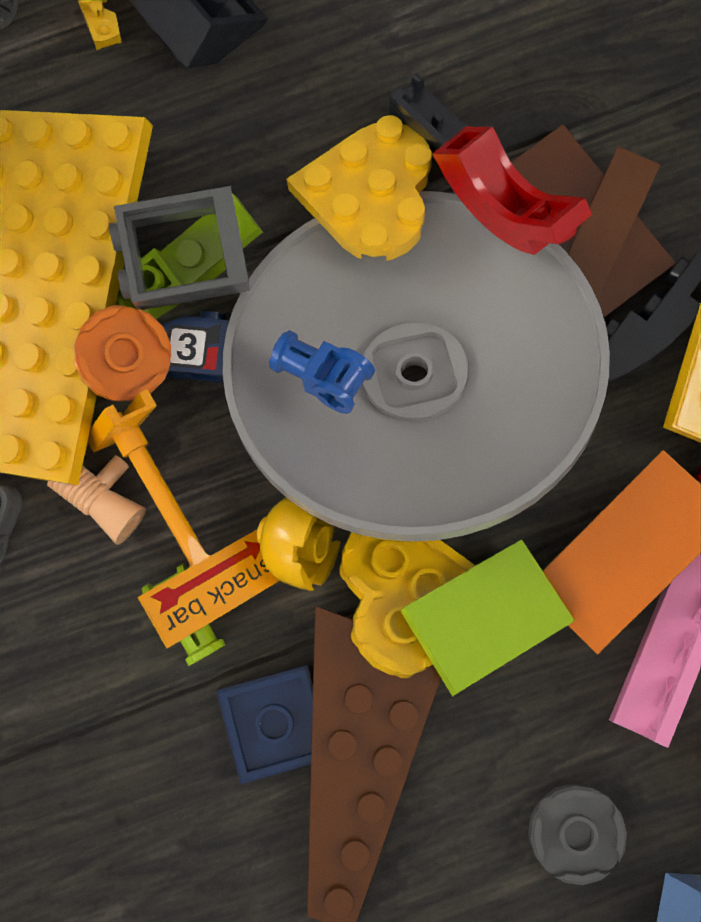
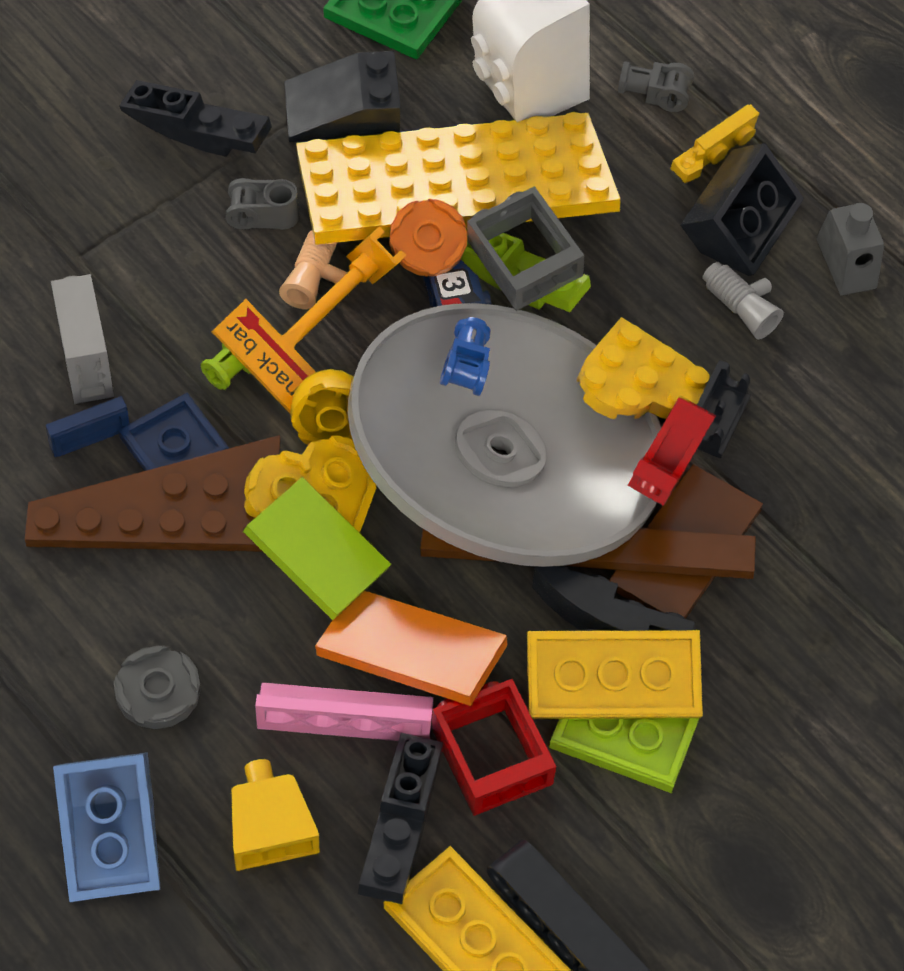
camera: 60 degrees right, 25 degrees down
(112, 801) = (82, 338): none -> light grey window
(230, 821) = (87, 426): none -> dark blue tile
(301, 42) = (744, 299): none -> light grey piece

